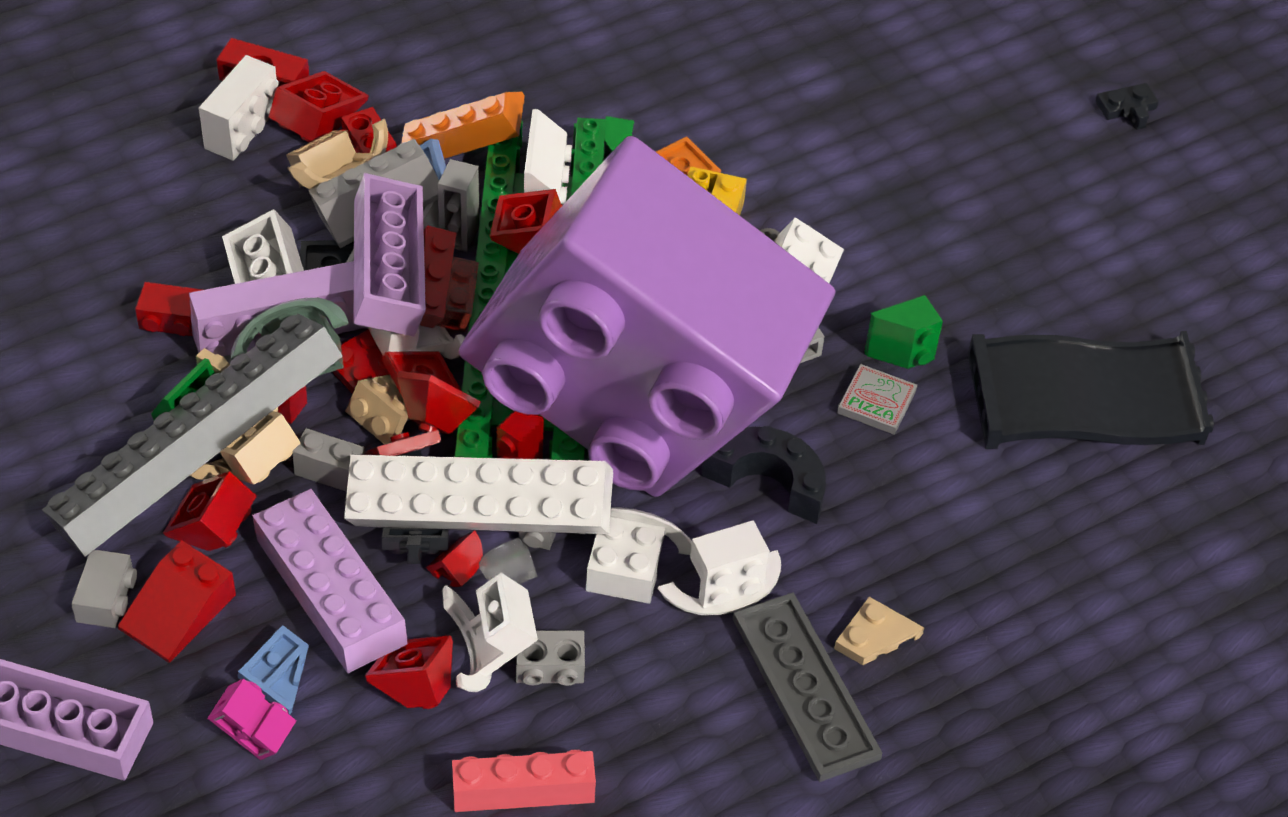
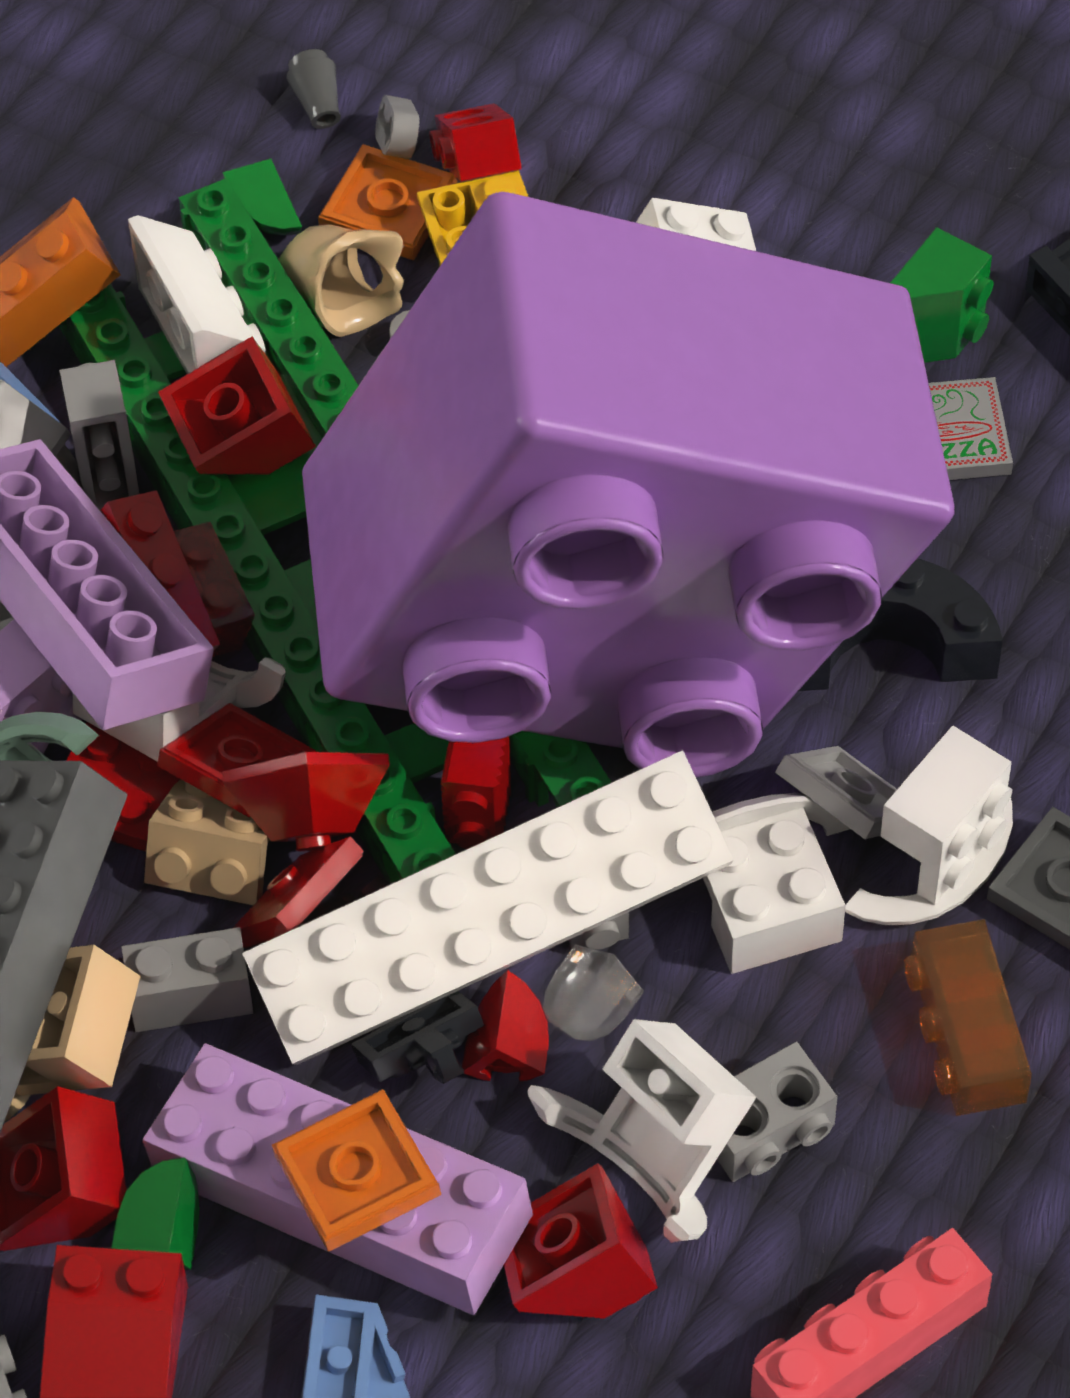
camera: 25 degrees left, 5 degrees up
(242, 554) = (160, 1211): none -> green brick
(327, 573) = (356, 1170): none -> orange plate
(679, 666) = (968, 1018): none -> clear orange brick
(685, 99) = (315, 85): none -> dark grey cone
(688, 523) = (840, 787): none -> light grey tile
(707, 135) = (397, 127): none -> light grey beam
(736, 158) = (476, 142): none -> red brick

